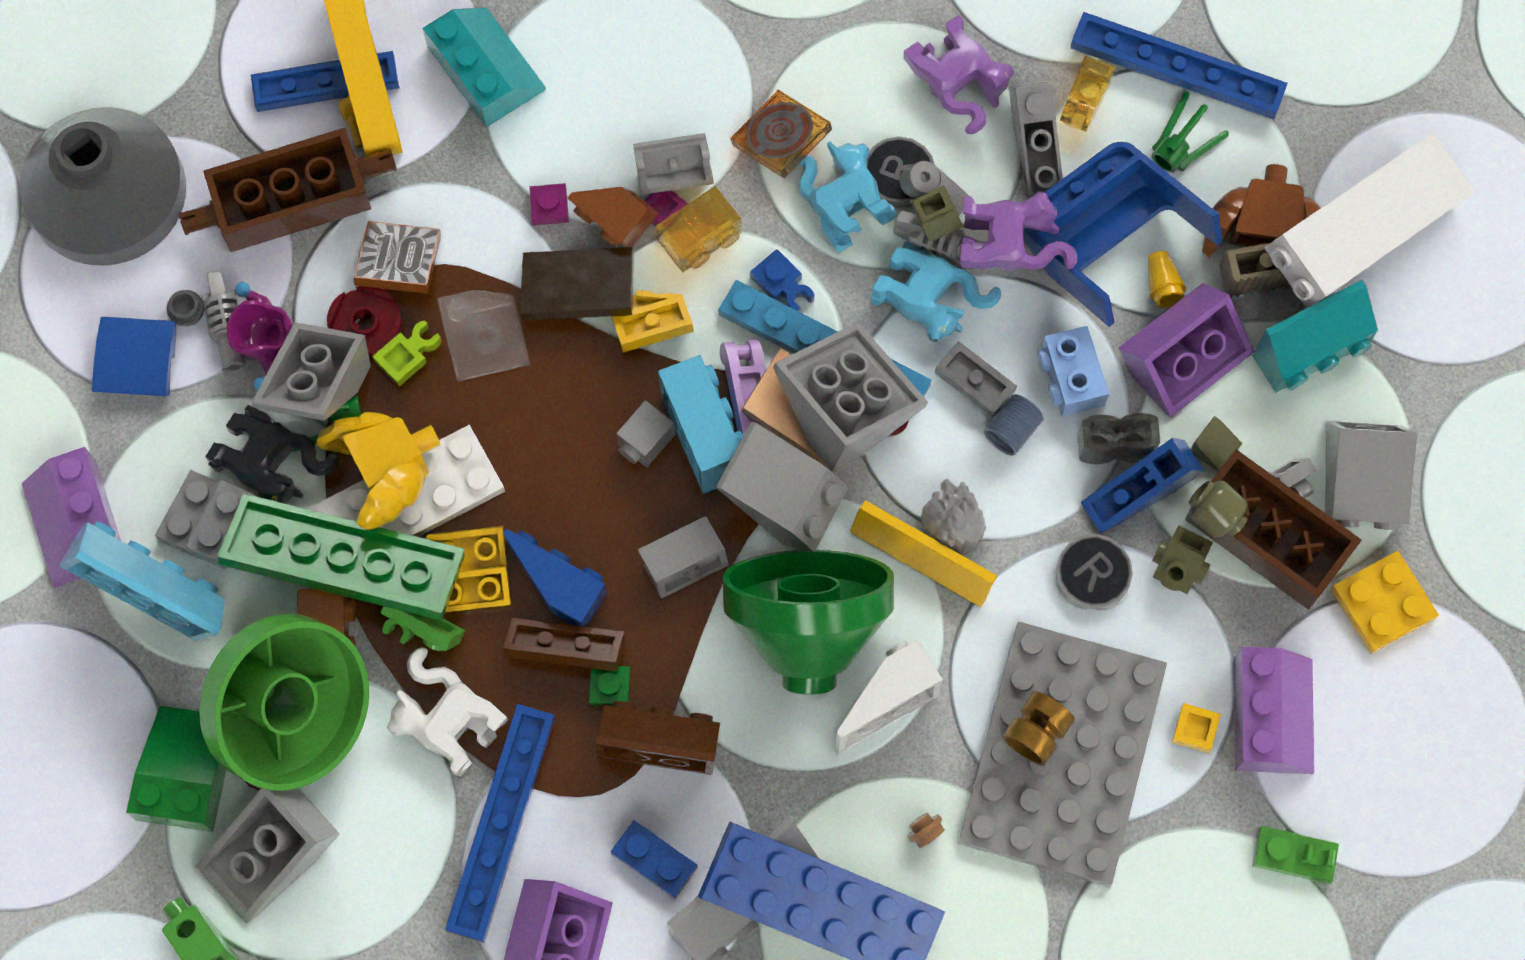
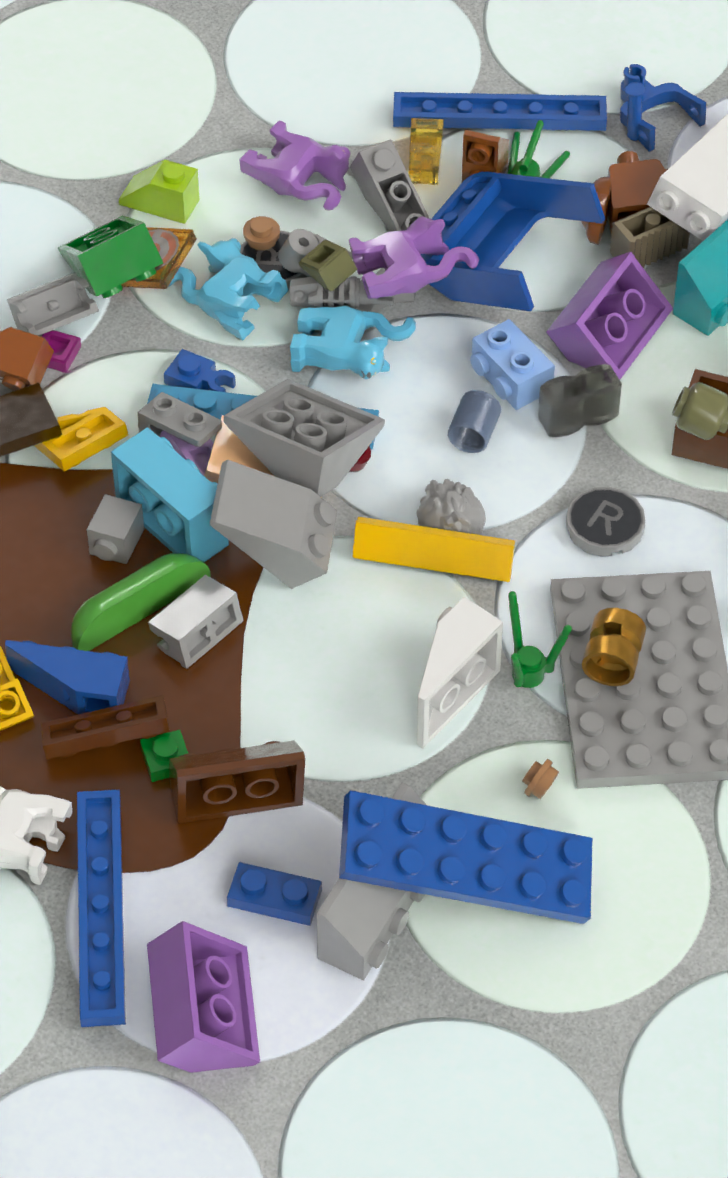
camera: 20 degrees left, 20 degrees down
(638, 513) = (134, 598): none -> bright green brick
(699, 230) = (99, 353): clear yellow brick -> none
(738, 341) = (178, 419): none -> light grey bracket
(743, 125) = (113, 255): none -> green slope
(808, 611) = (347, 618): green cone -> none
(822, 58) = (164, 191): none -> lime slope
(895, 141) = (261, 232): none -> medium nougat plate
(962, 704) = (528, 661): none -> green plant
(975, 379) = (420, 398): flat silver plate -> none
(1139, 122) = (483, 154): none -> dark orange slope
(1143, 484) = (620, 432): blue slope -> none
(1164, 280) = (563, 272): yellow cone -> none
(1182, 560) = (685, 465): olive brick -> none
(1215, 444) = (668, 384): olive slope -> none
(1324, 90) = (641, 95): none -> blue piece

